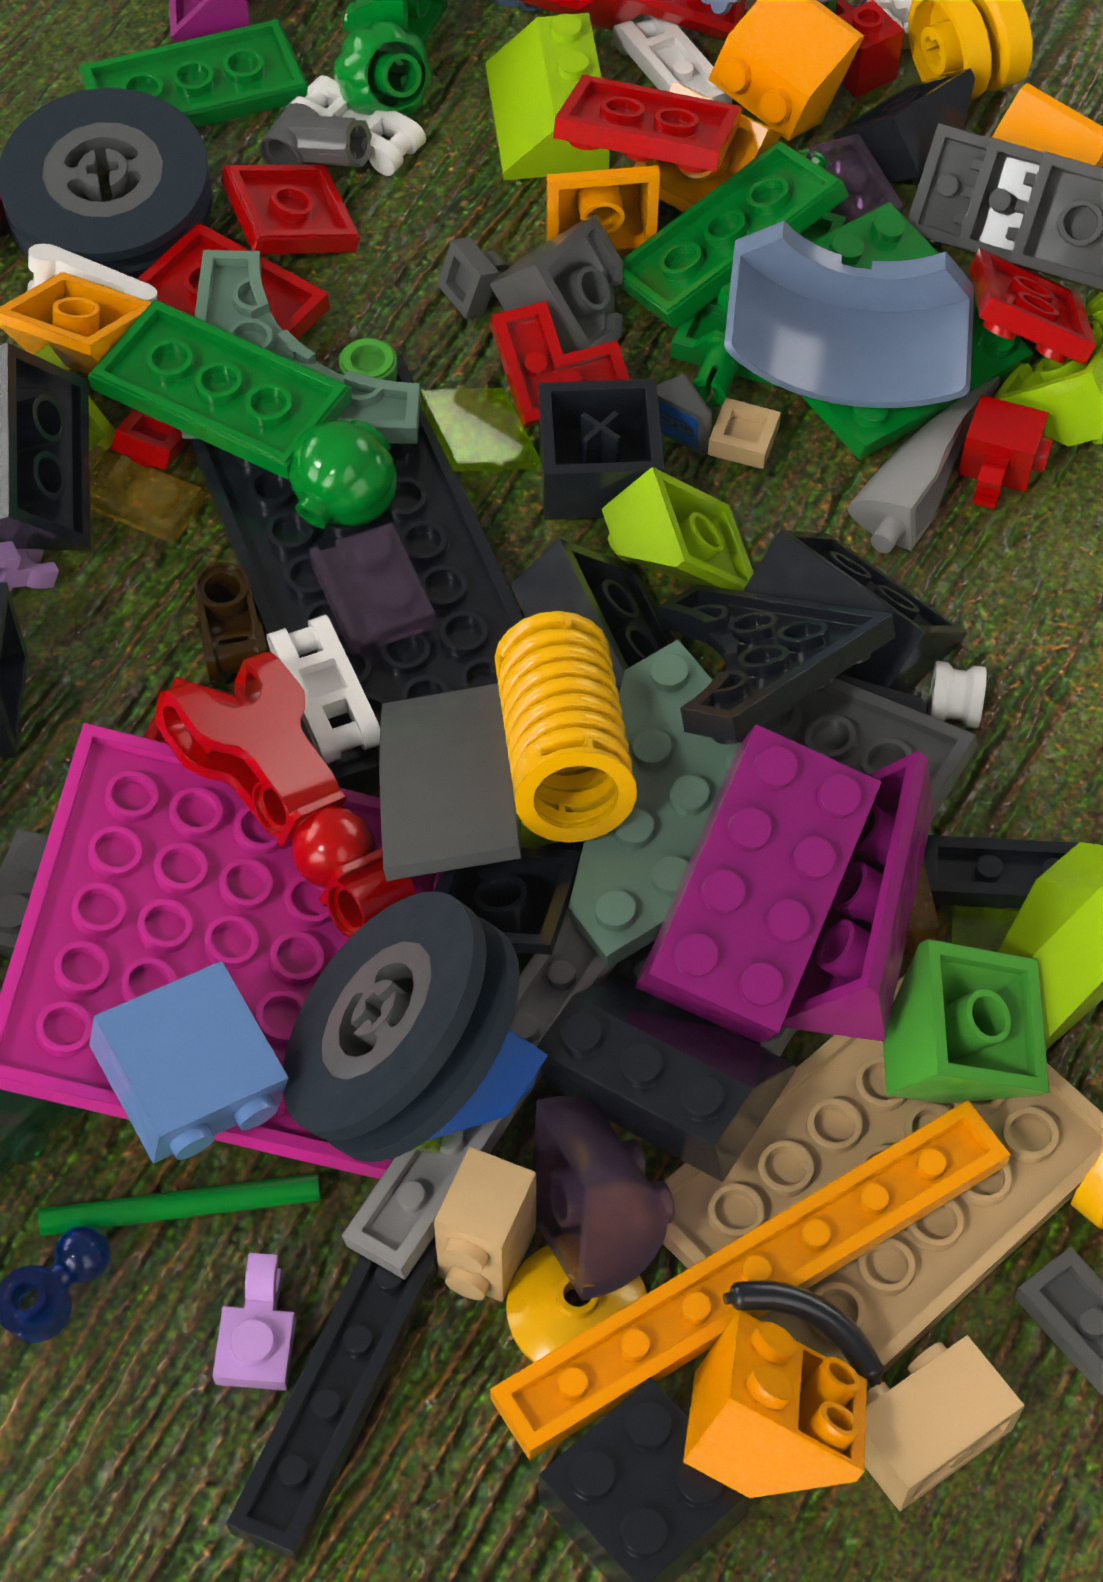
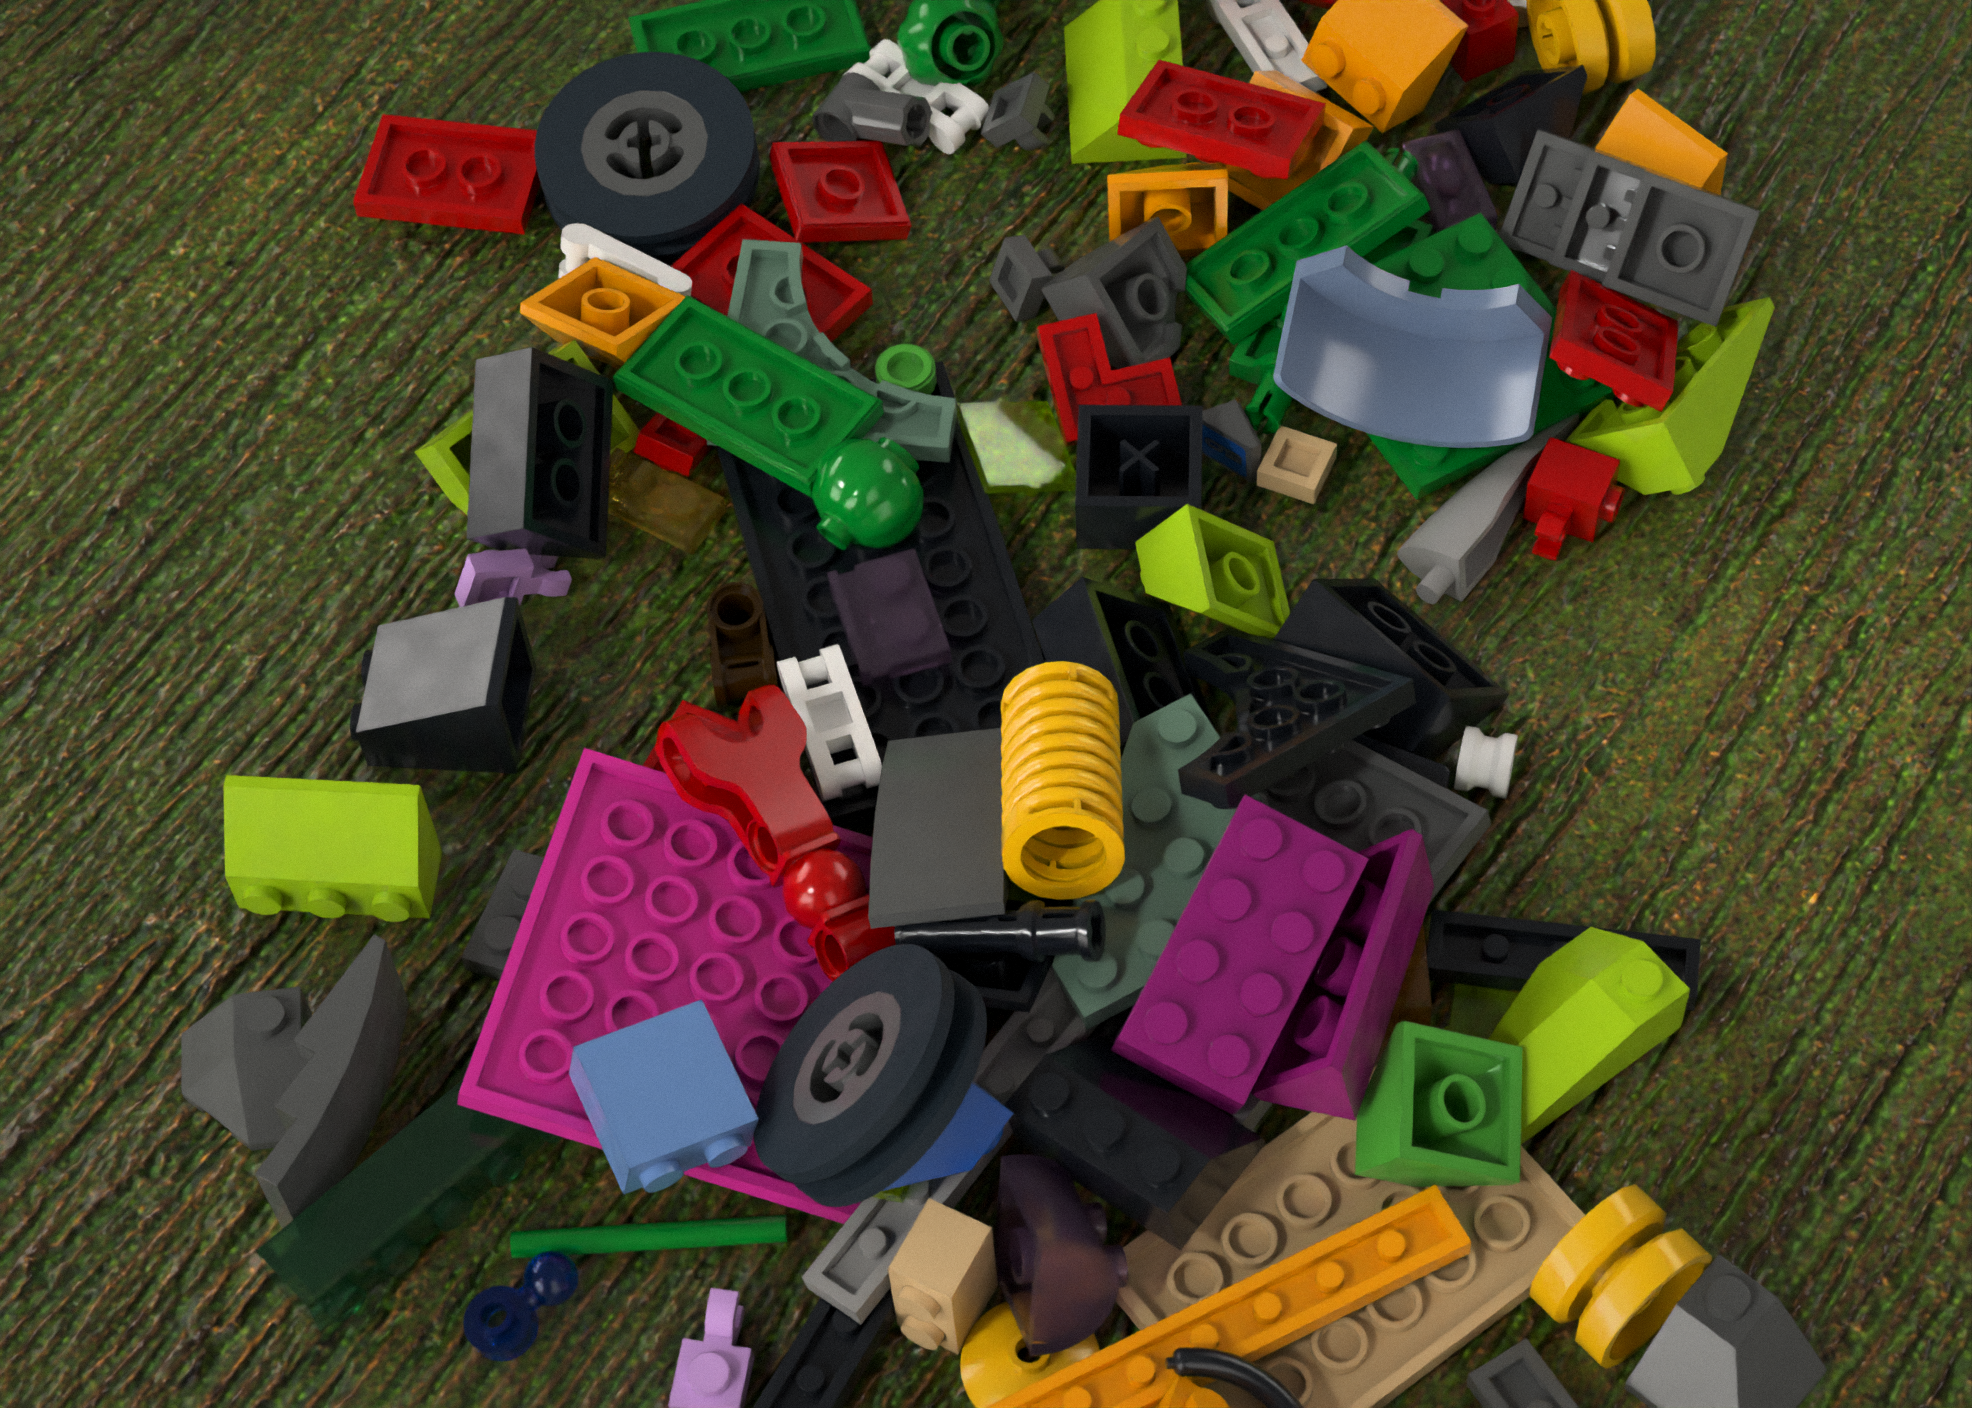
camera: 10 degrees right, 0 degrees up
(452, 135) = (1018, 113): none -> dark grey tile
(546, 874) = (1030, 931): none -> black pin

